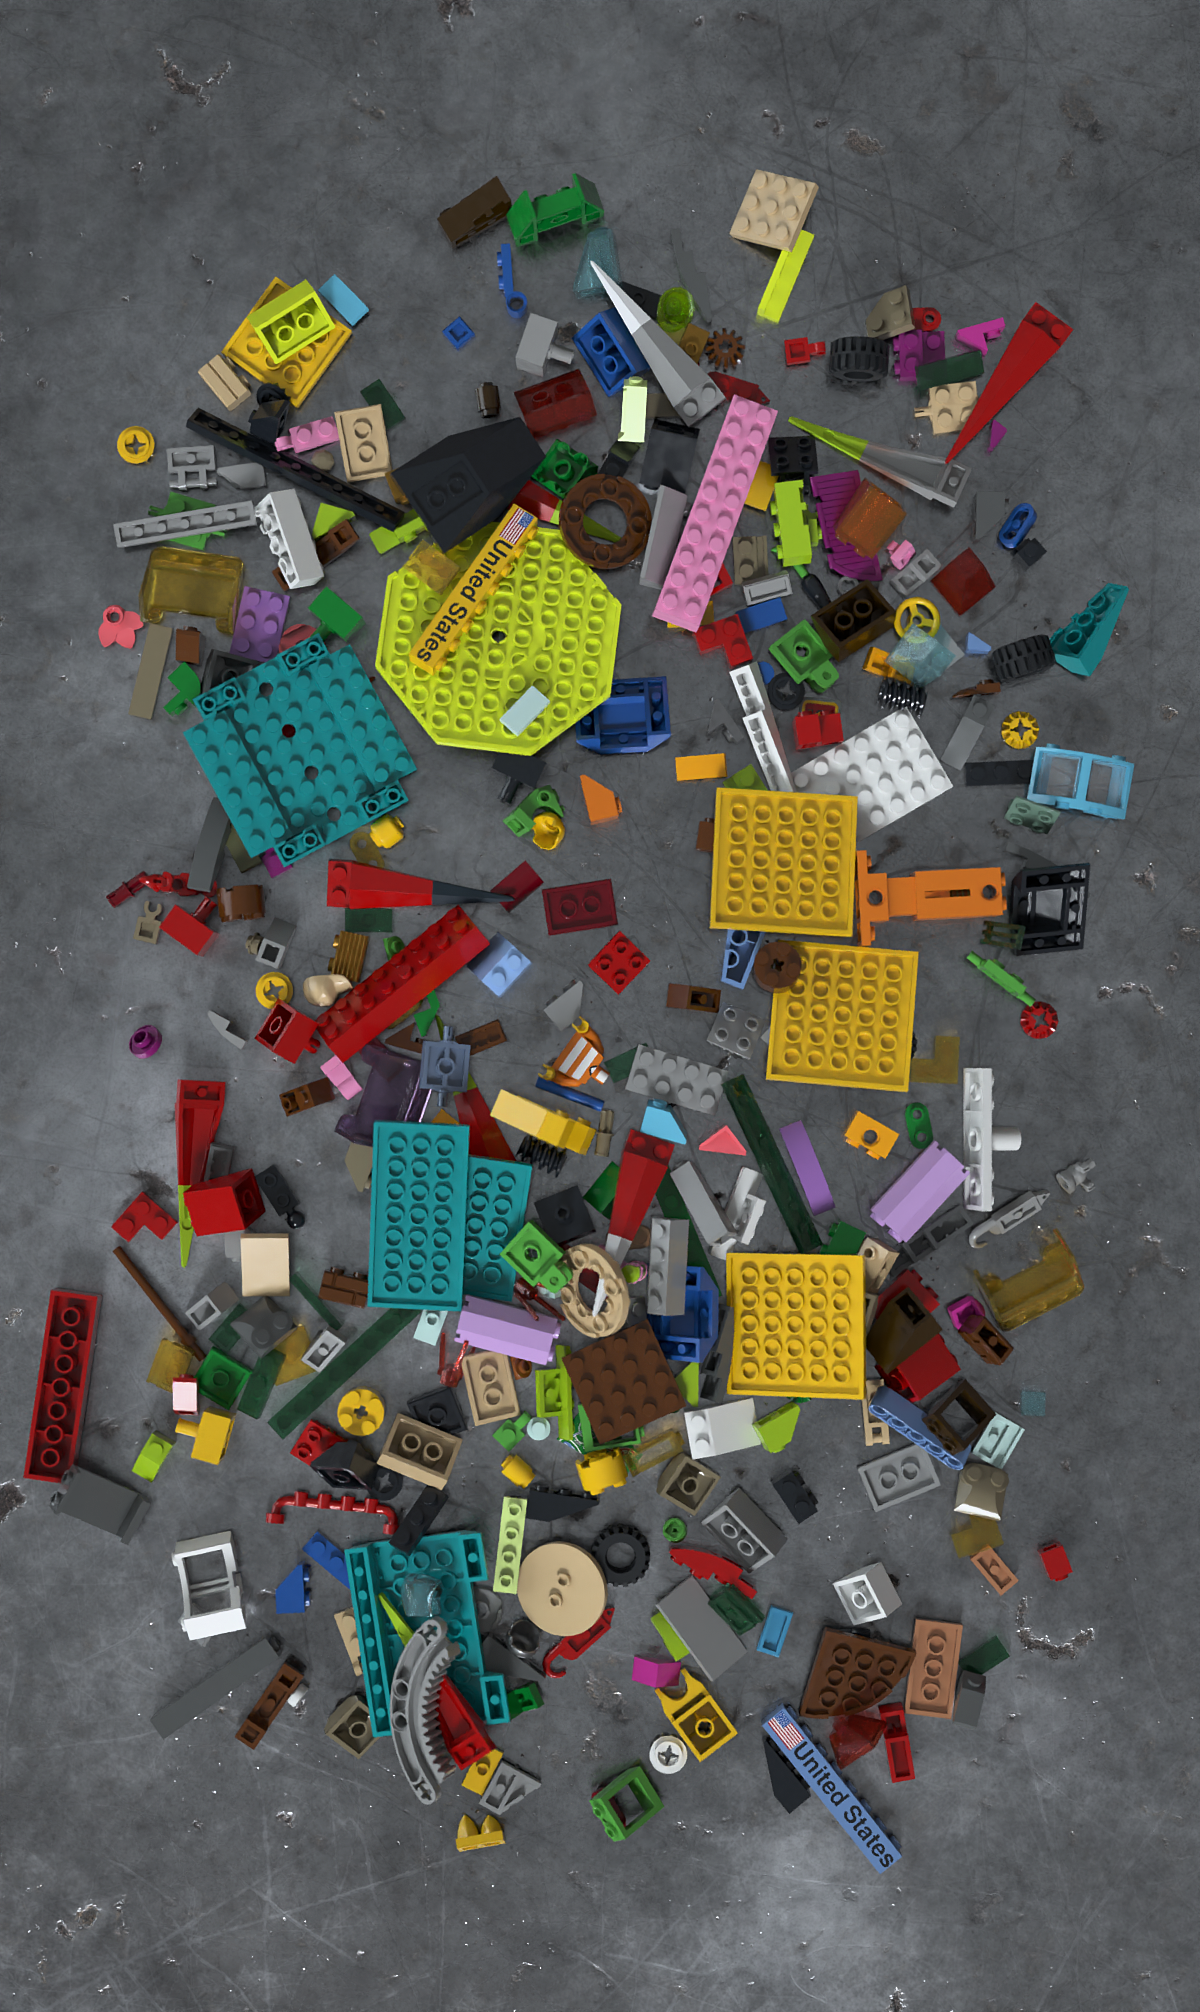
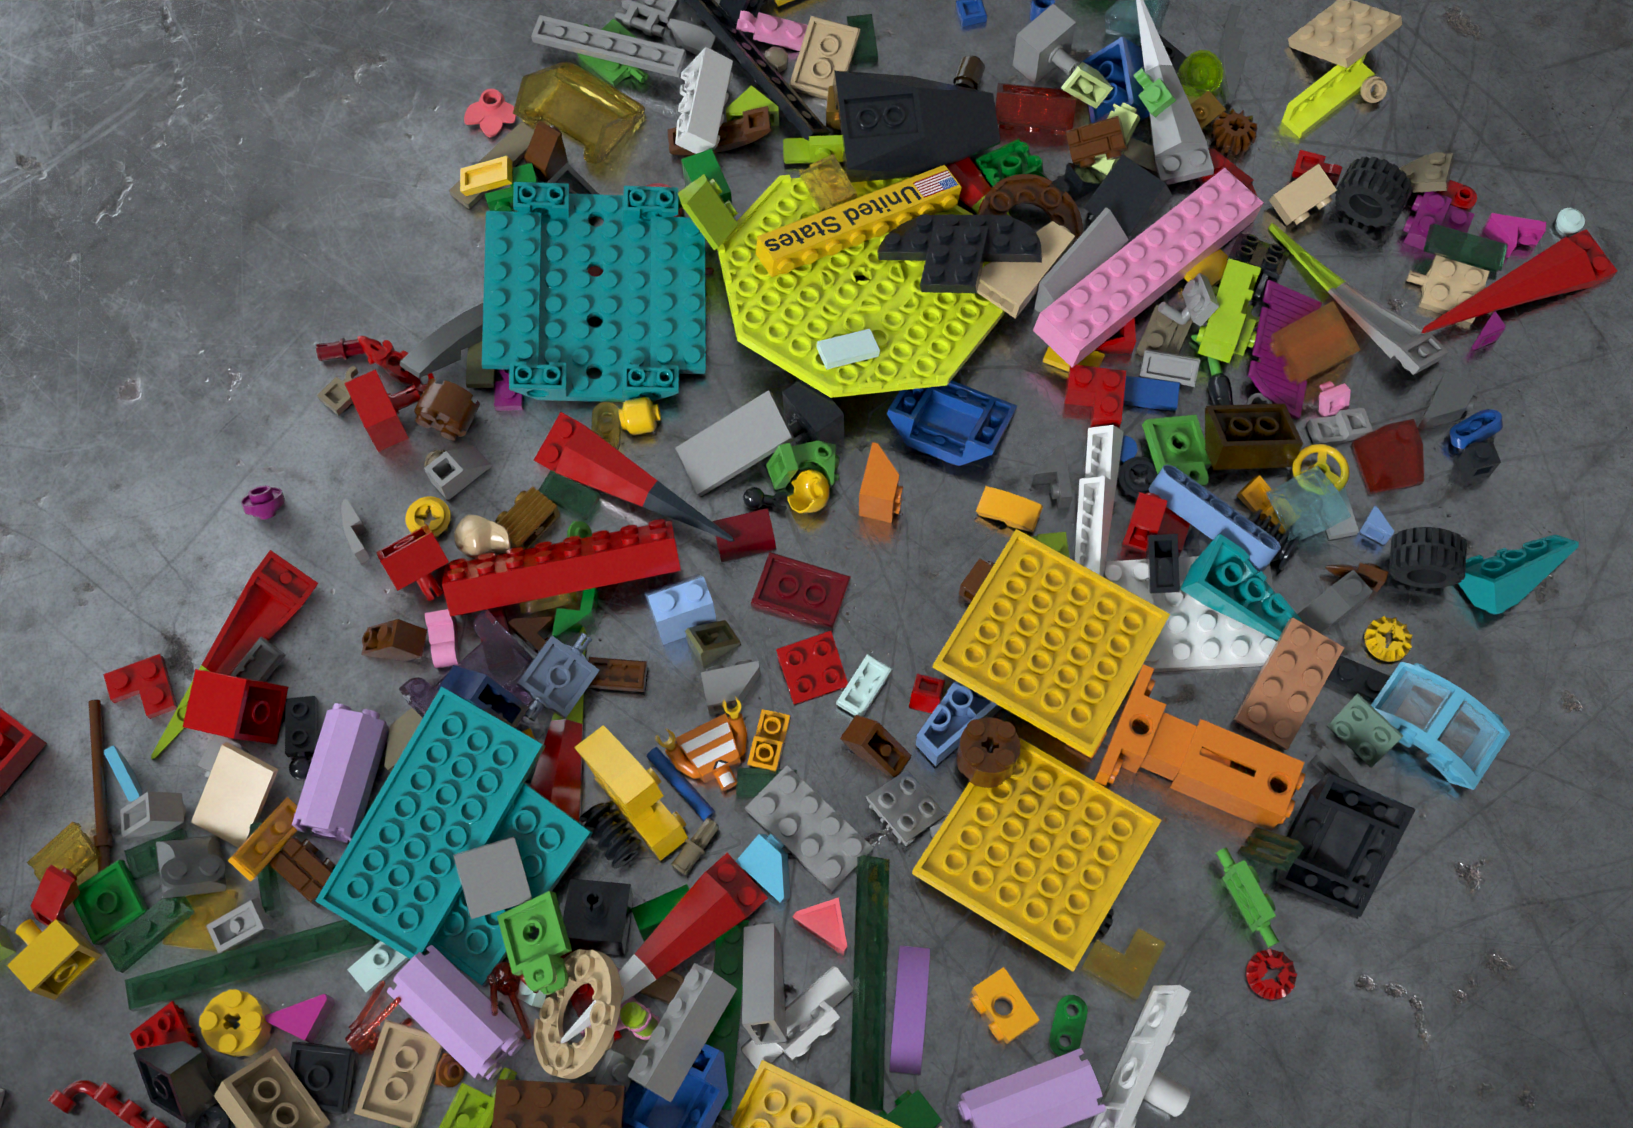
camera: 25 degrees right, 20 degrees down
(154, 690) = (486, 176): none -> yellow tile
(176, 1289) = (123, 773): none -> medium azure tile
(259, 624) = (629, 164): medium lavender plate -> none
(308, 1281) = (265, 840): none -> light orange tile
(331, 1211) = (341, 773): none -> lavender brick
(356, 647) = (708, 210): none -> lime slope
(401, 1109) = (485, 694): none -> dark blue slope
(403, 1386) = (304, 1018): none -> dark pink slope
(473, 820) = (734, 443): none -> light grey tile
(483, 1231) = (492, 877): none -> light grey slope
(512, 851) = (758, 498): none -> black arm
(537, 978) = (711, 641): none -> olive slope
(564, 579) = (958, 247): none -> black plate
(589, 367) = (1087, 85): none -> yellowish green slope
(615, 1031) = (769, 740): none -> light orange slope
(621, 571) = (1015, 283): none -> tan slope
(625, 425) = (1096, 141): none -> reddish brown brick
(651, 355) = (1155, 94): none -> bright green plate
(663, 957) = (864, 686): none -> light aqua plate
(709, 939) = (926, 693): none -> red slope
(766, 525) = (1199, 302): none -> light grey plate
(805, 386) = (1302, 195): none -> tan brick
(819, 251) = (1379, 92): none -> tan plate
(835, 760) = (1163, 563): none -> black slope
(856, 704) = (1213, 515): none -> medium blue beam
(894, 751) = (1232, 585): none -> teal wedge
(964, 804) = (1288, 683): none -> nougat plate
(1020, 299) = (1570, 220): none -> light aqua plate

